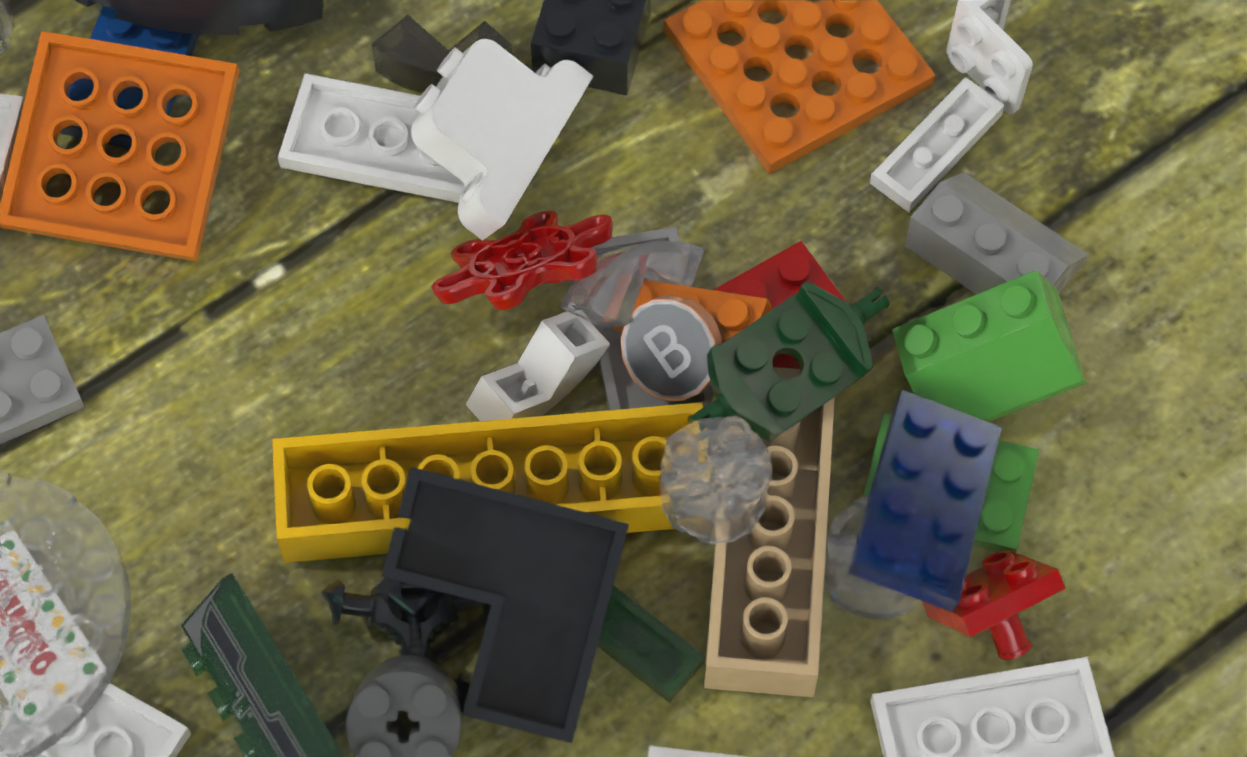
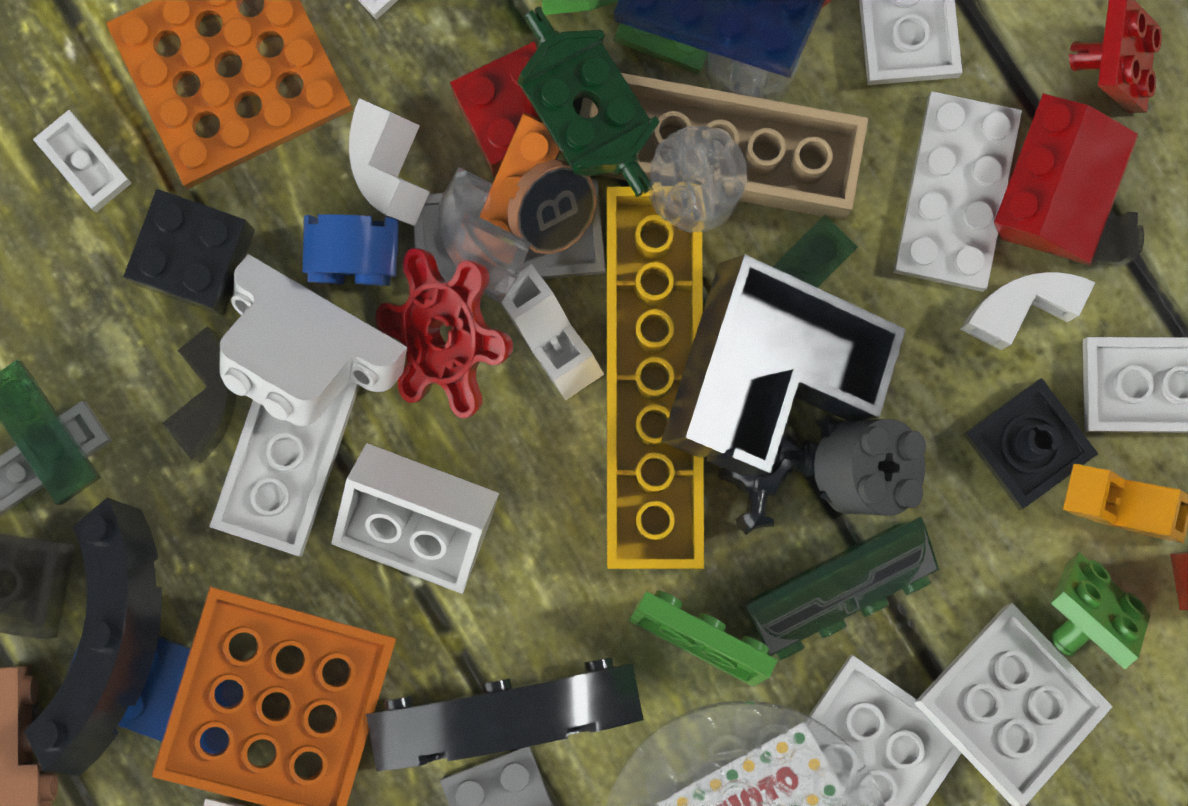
camera: 85 degrees left, 20 degrees up
(109, 368) = (504, 716): none -> black brick
(200, 551) = (703, 638): none -> bright green plate
(326, 263) = (413, 517): none -> white slope
(607, 167) = (350, 247): none -> blue brick
(713, 189) = (376, 154): none -> white brick

